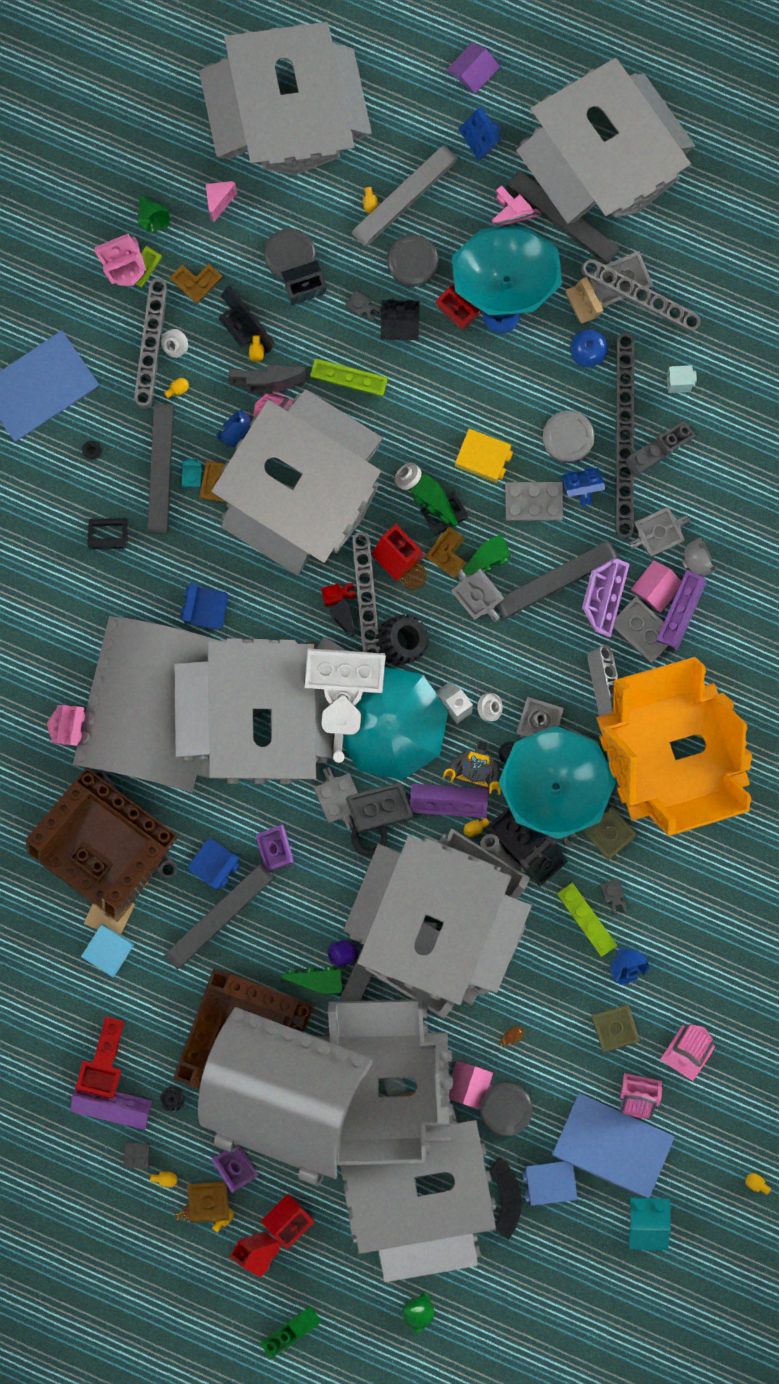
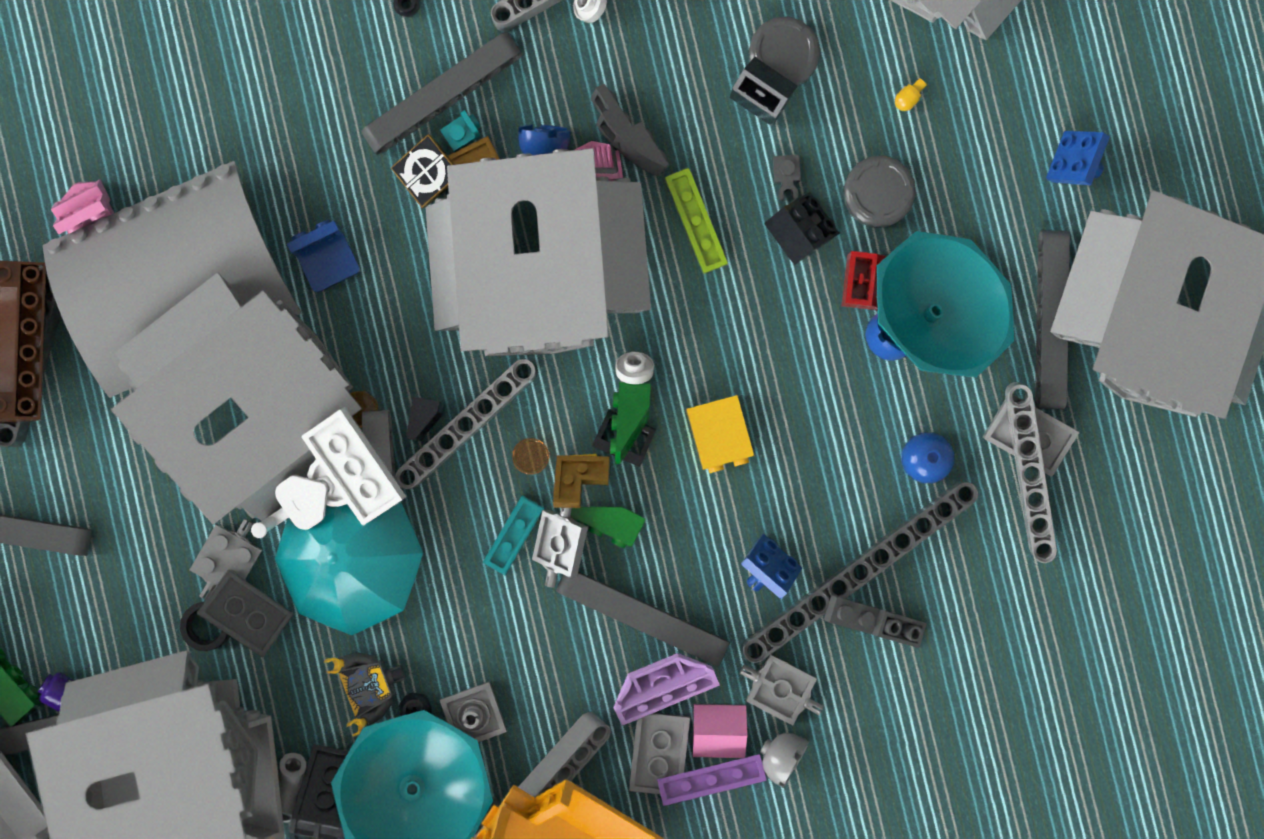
camera: 50 degrees right, 5 degrees up
(109, 543) = (330, 115): black tile -> none
(177, 387) = (544, 44): yellow cylinder -> none
(199, 511) = (424, 171): none -> tile
(214, 864) = (53, 480): blue bracket -> none
(242, 323) = (667, 59): black bracket -> none
(256, 350) = (650, 97): yellow cylinder -> none
(275, 848) = (120, 534): medium lavender slope -> none
(333, 593) = (445, 386): red plate -> none
(397, 552) = (540, 420): red slope -> none
(404, 196) = (944, 128): light grey beam -> none
(415, 638) = (455, 516): black tyre -> none
(449, 800) = (307, 674): medium lavender panel -> none
(452, 620) = (513, 535): none -> teal tile
(455, 702) = (418, 609): white slope -> none
(474, 67) = (1146, 95): medium lavender slope -> none
(475, 827) = (304, 732): yellow cylinder -> none
(490, 707) = (446, 650): white plate -> none
(516, 209) = (1022, 262): bright pink piece -> none
(534, 501) = (712, 525): light grey plate -> none
(568, 436) = (811, 510): light grey piece -> none
(584, 301) = (977, 414): tan bracket -> none
(681, 379) = (970, 587): light aqua brick -> none

